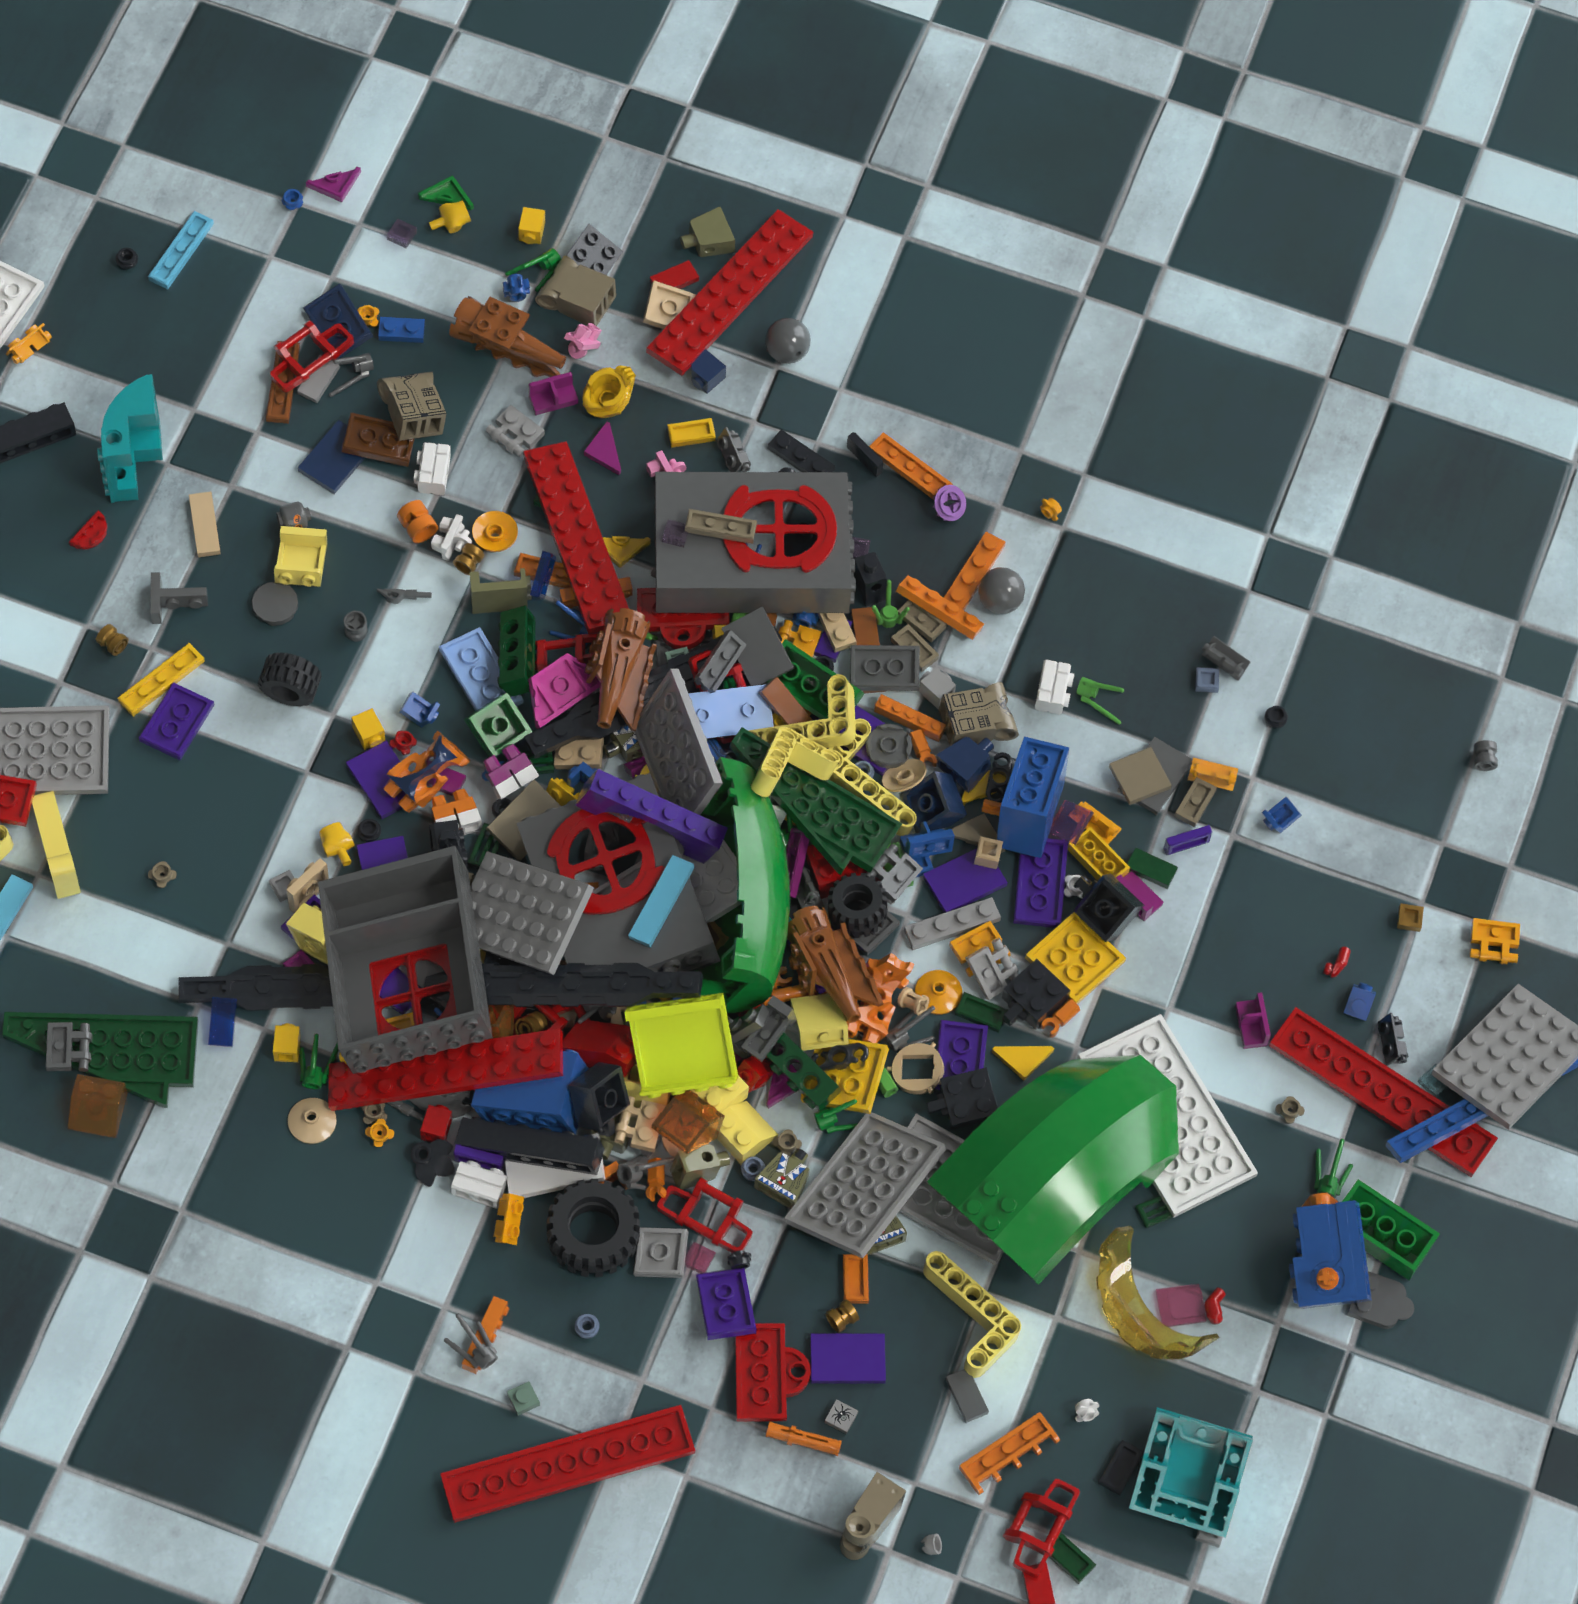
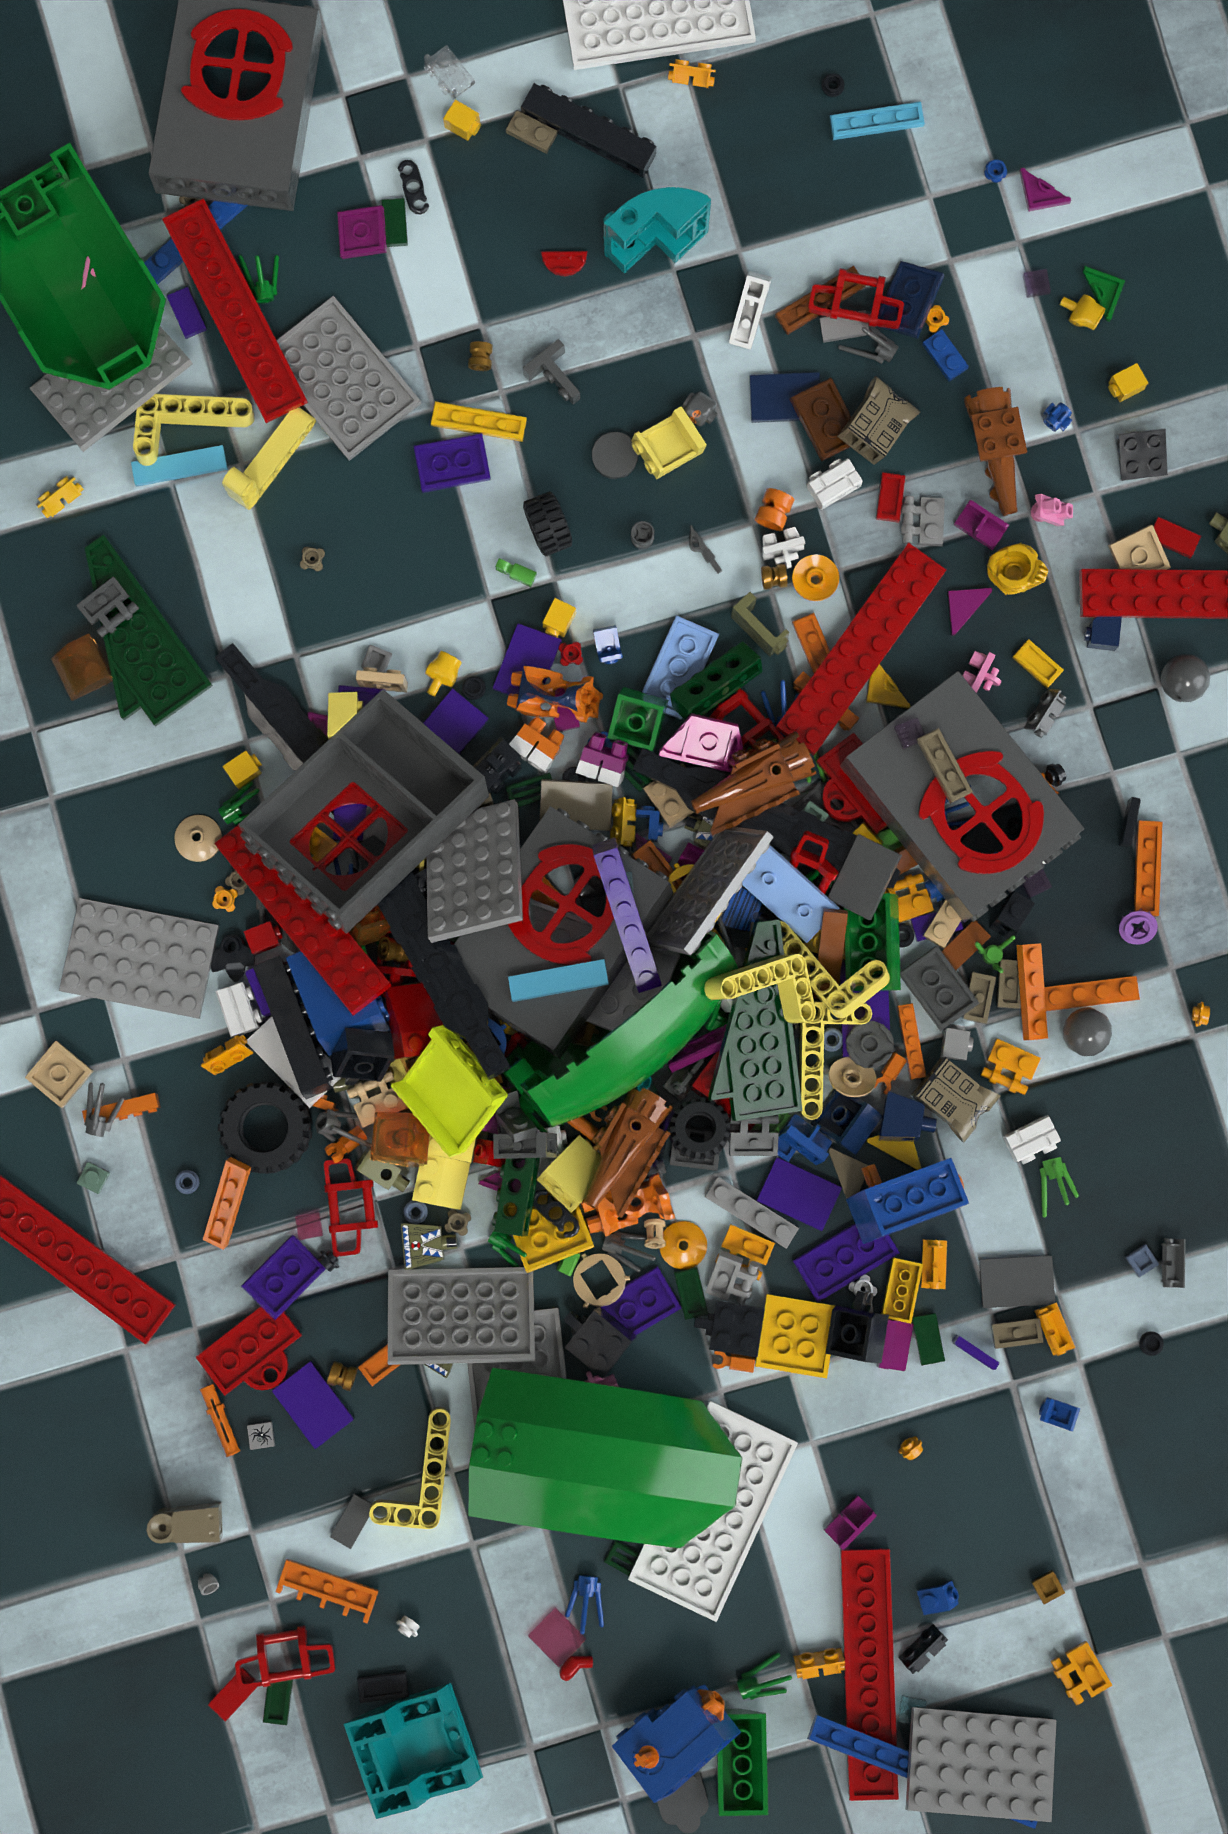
camera: 60 degrees right, 20 degrees up
(204, 524) = (641, 343): tan tile -> none
(222, 1022) = (223, 706): clear blue tile -> none
(247, 430) = (750, 309): none -> white slope
(304, 735) = (517, 572): none -> bright green bar
(372, 1234) = (139, 958): none -> light grey plate
(416, 1362) = (59, 1074): none -> tan plate
(477, 441) = (890, 497): none -> red tile
(543, 575) = (799, 650): clear blue tile -> none
(546, 261) = (1105, 420): green plant -> none
(577, 292) = (1093, 470): dark tan piece -> none
(631, 1297) = (226, 1203): none -> orange plate
(661, 1253) = (289, 1193): light grey tile -> none
(719, 662) = (822, 858): dark grey hinge -> none
(798, 454) = (1086, 770): black plate -> none
(981, 659) = (1014, 1060): none -> light orange plate
(988, 852) = (834, 1198): tan slope -> none
(1005, 770) = (921, 1156): black piece -> none
(1023, 1059) = (674, 1357): yellow tile -> none
(1070, 822) = (913, 1245): piece -> none
(1128, 1311) = (515, 1610): clear yellow windscreen -> none
(1140, 776) = (1003, 1271): dark tan tile -> none
(1158, 1251) = (586, 1586): none -> blue plant
(1227, 937) = (911, 1448): none -> light orange plate
(1297, 1109) = (799, 1613): dark tan plate -> none
(1341, 961) = (959, 1557): red arm -> none
(1351, 1113) = (808, 1663): none -> light orange hinge

